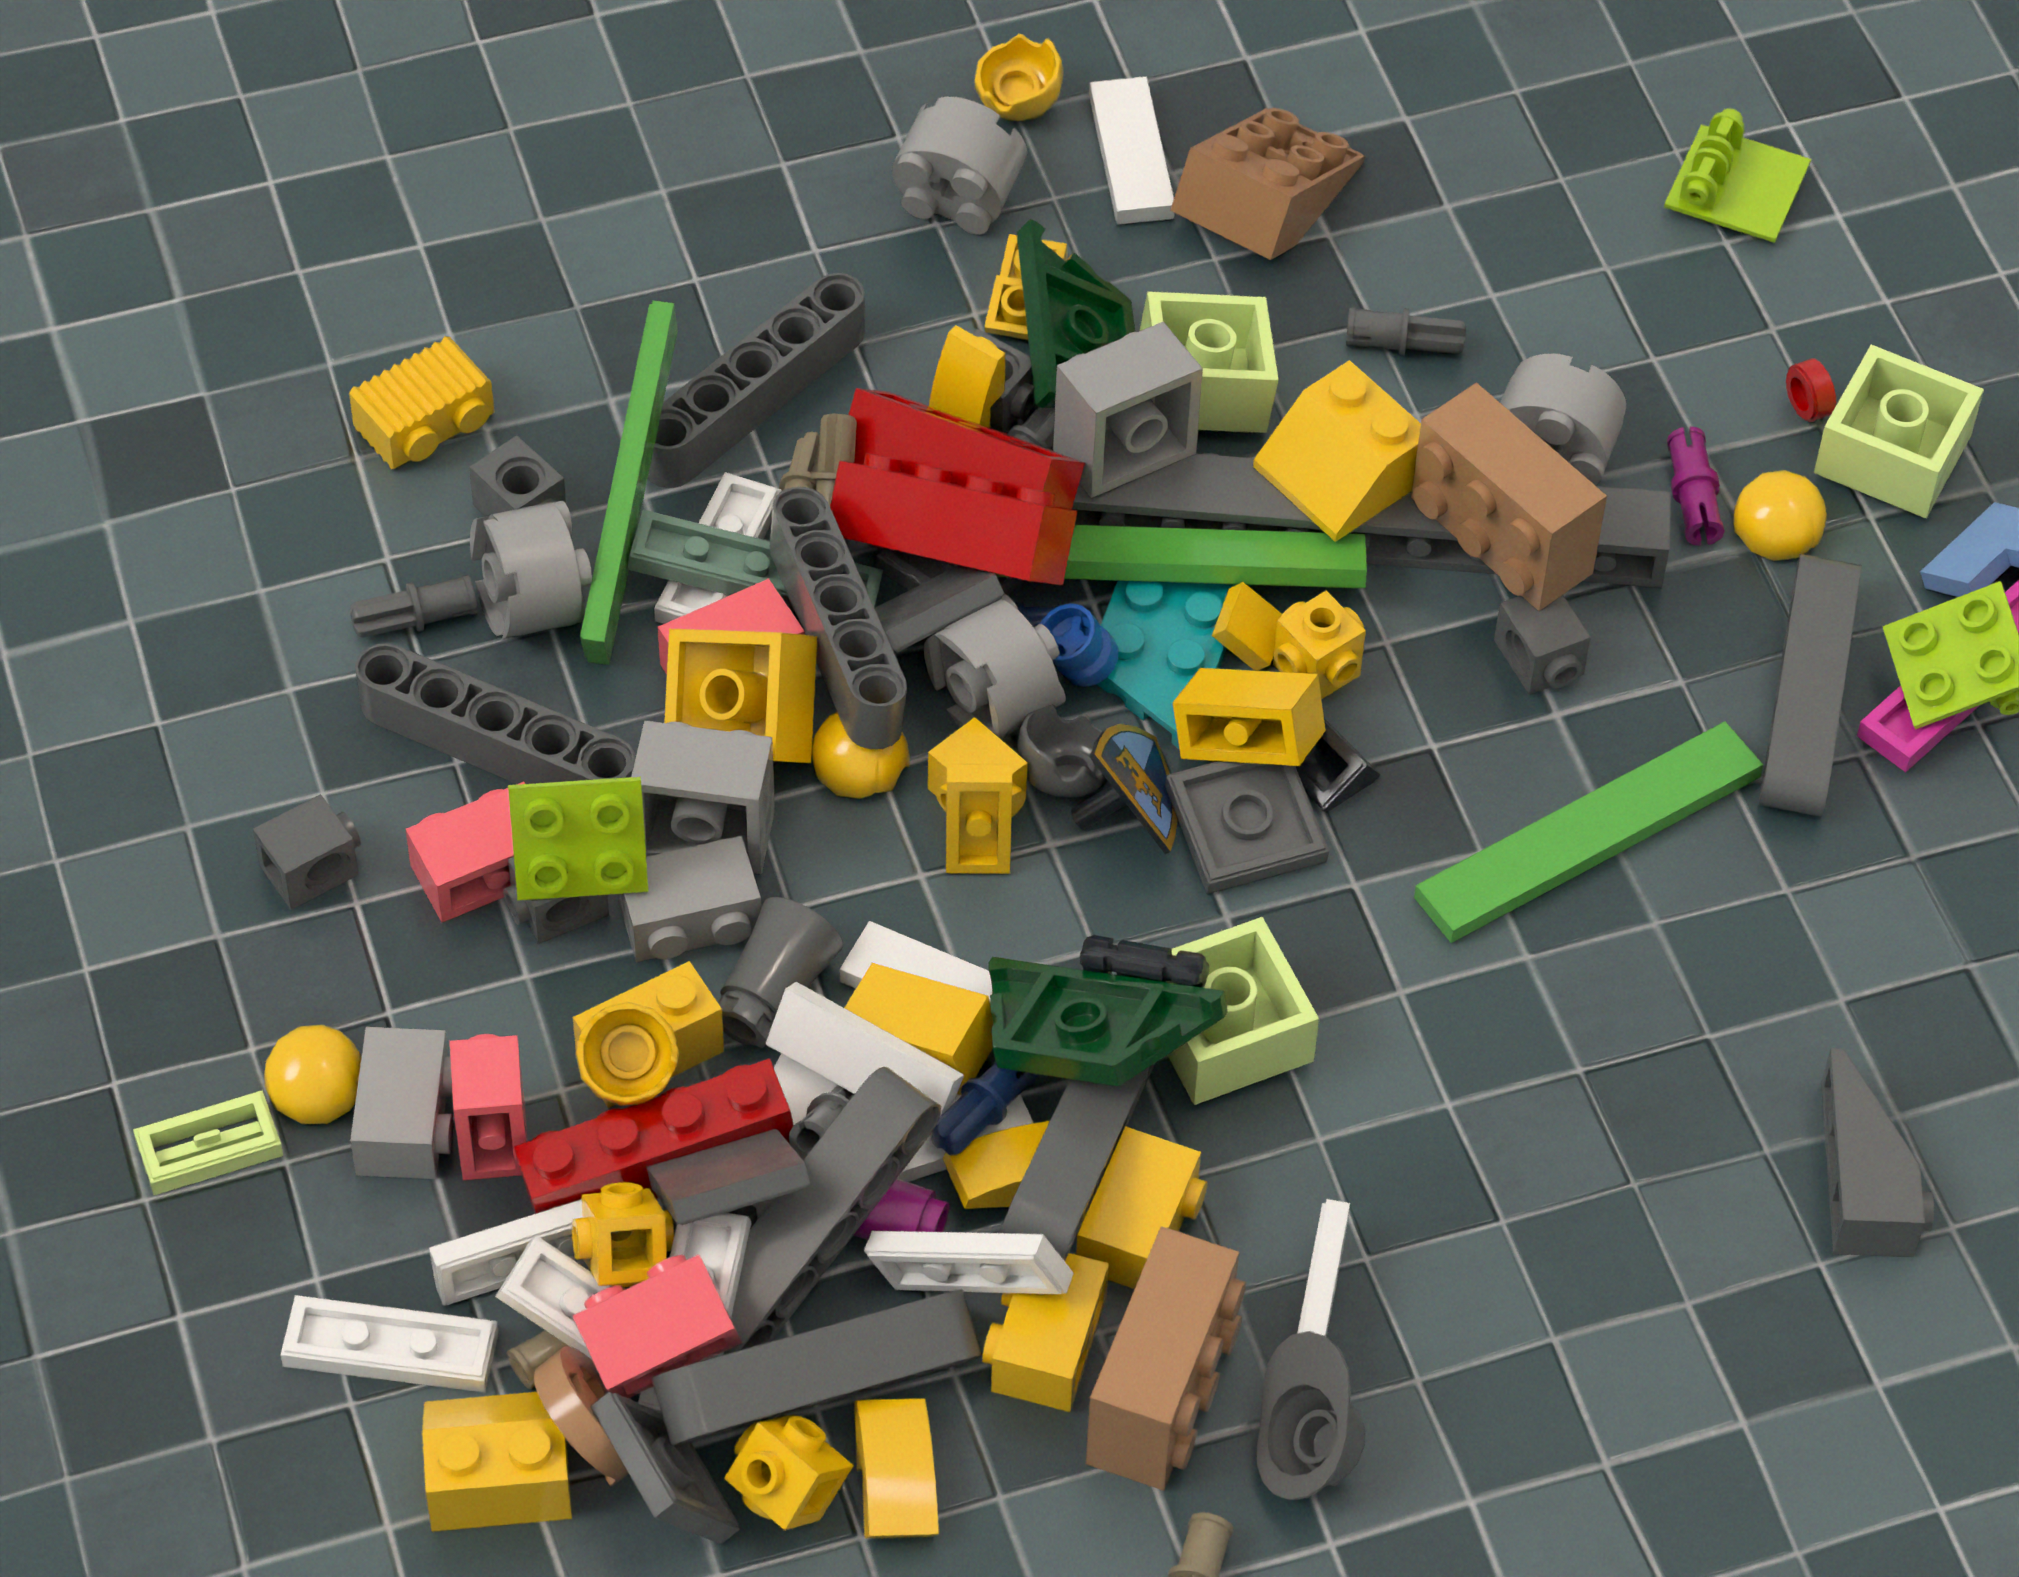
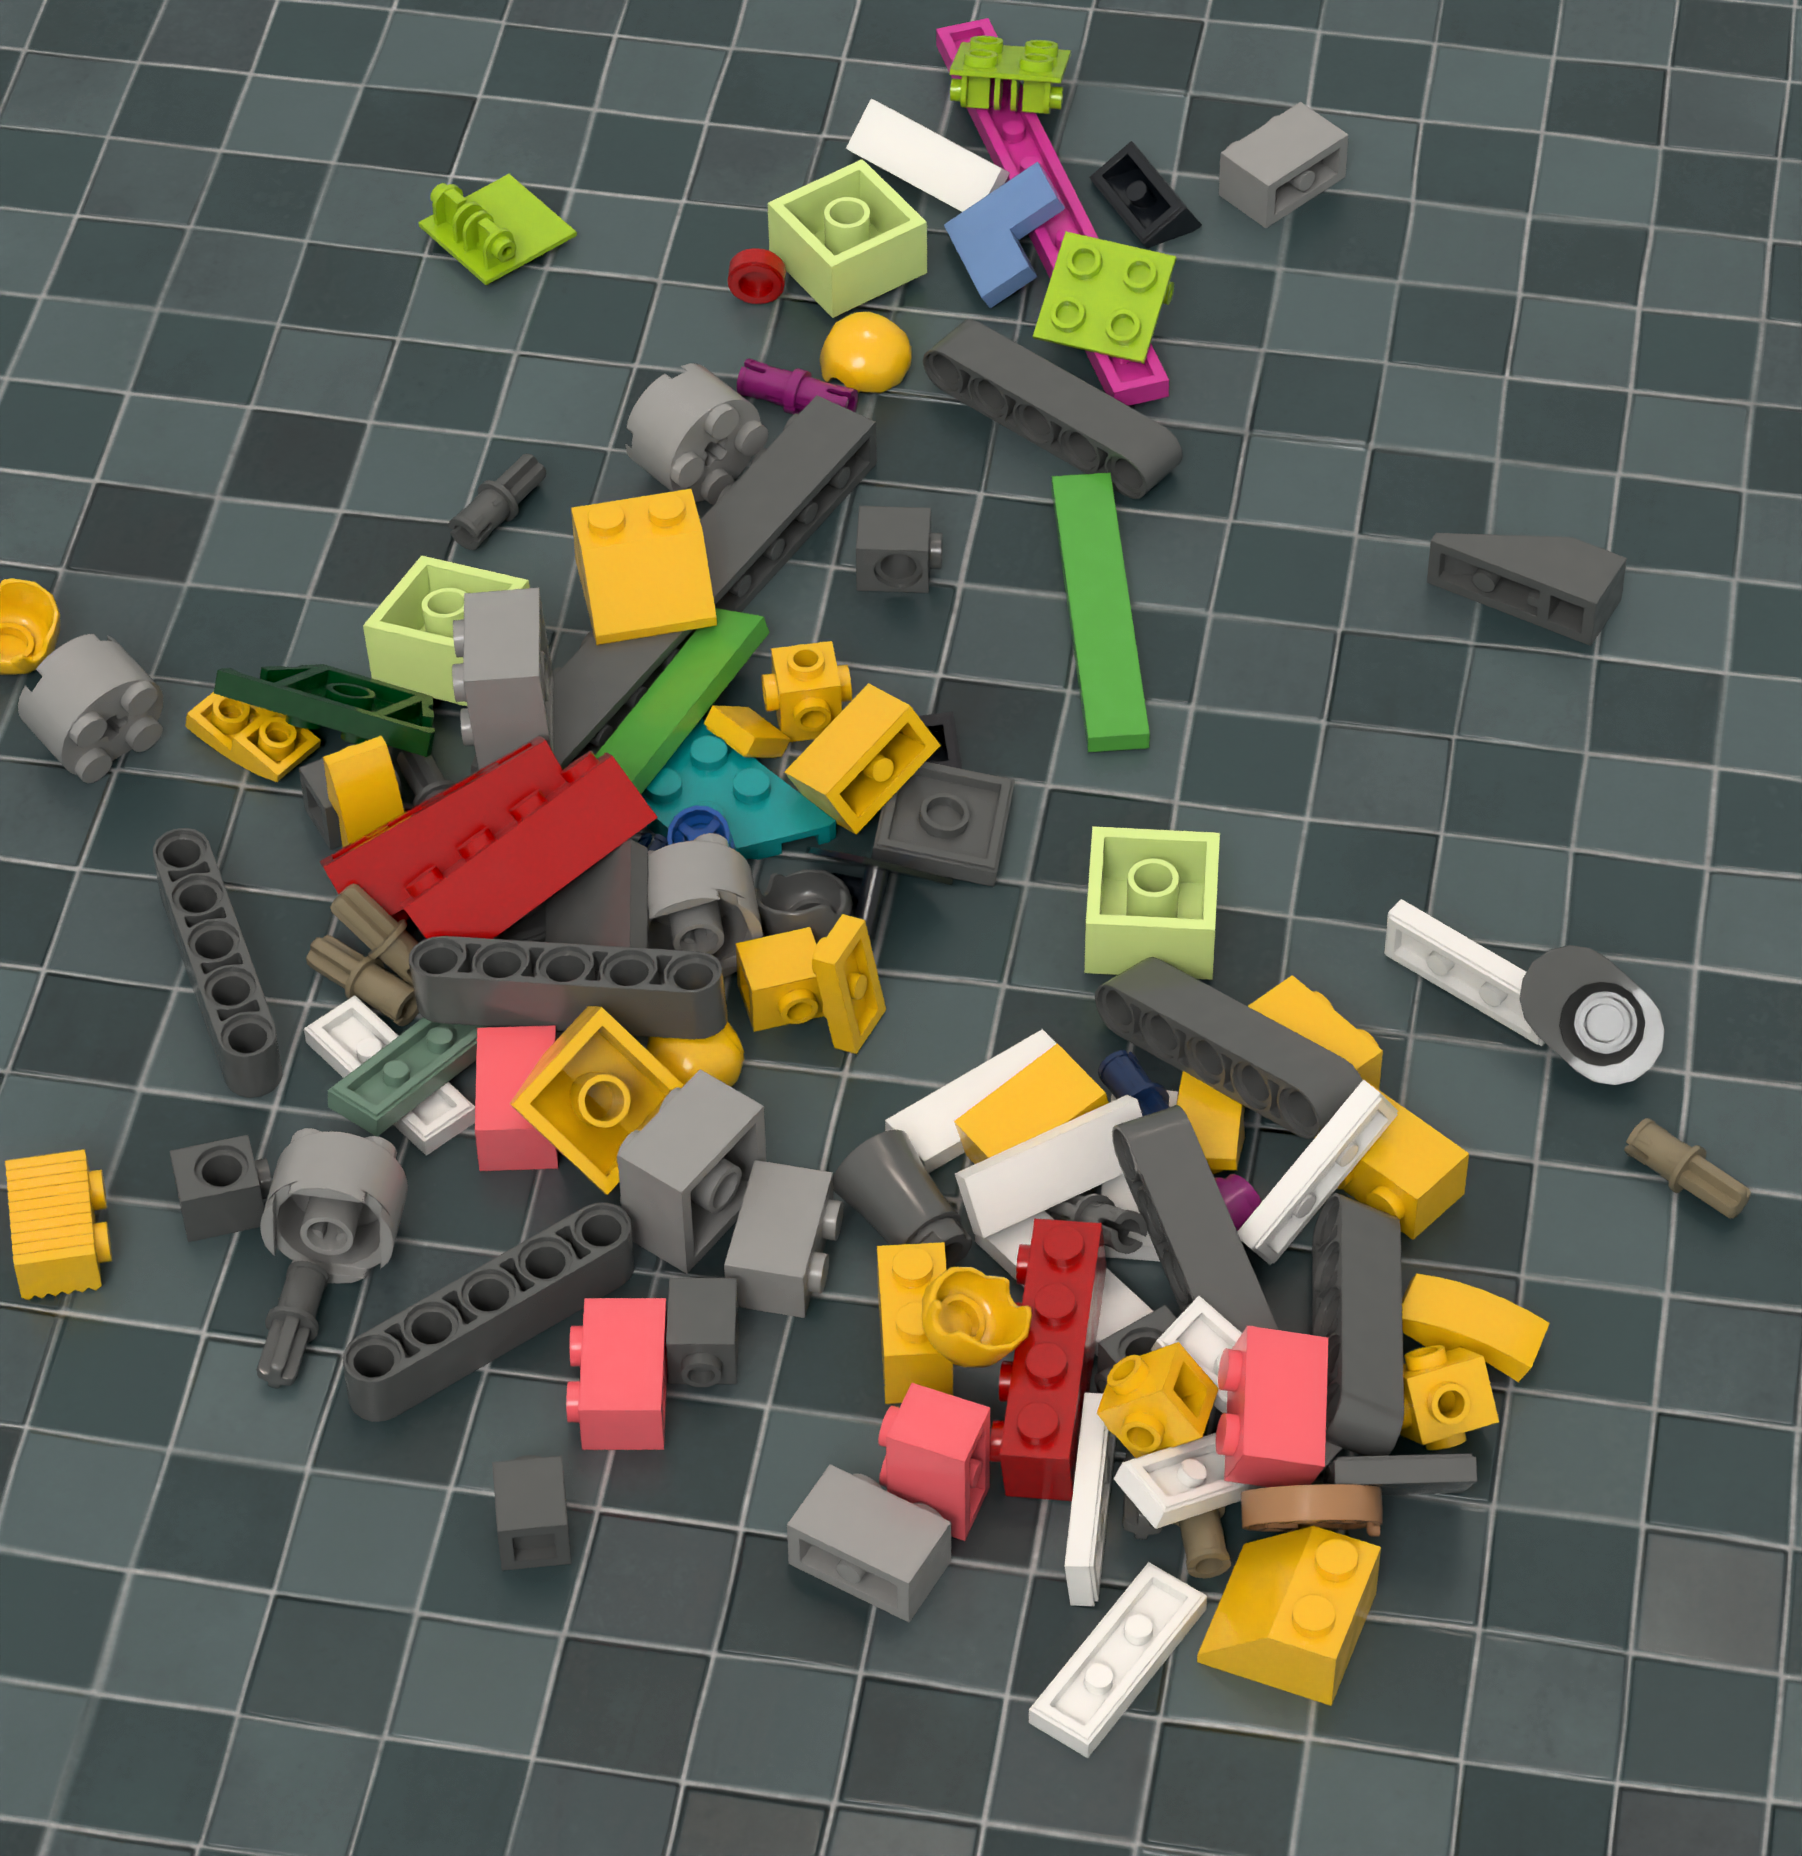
camera: 60 degrees left, 5 degrees down
(211, 1151) = (800, 1772): yellowish green tile -> none
(313, 1074) = (787, 1605): yellow hair -> none
(578, 838) = (714, 1260): lime hinge -> none
(629, 482) = (292, 1070): bright green tile -> none
(728, 1177) = (1153, 1289): dark grey tile -> none
(1091, 1021) = (1128, 985): dark green wing -> none
(1131, 150) = (147, 596): white tile -> none
(1143, 961) = (1100, 917): black axle -> none
(1165, 1359) = (1484, 1083): medium nougat brick -> none
(1264, 181) = (264, 517): medium nougat slope -> none
(1507, 497) = (786, 473): medium nougat brick -> none

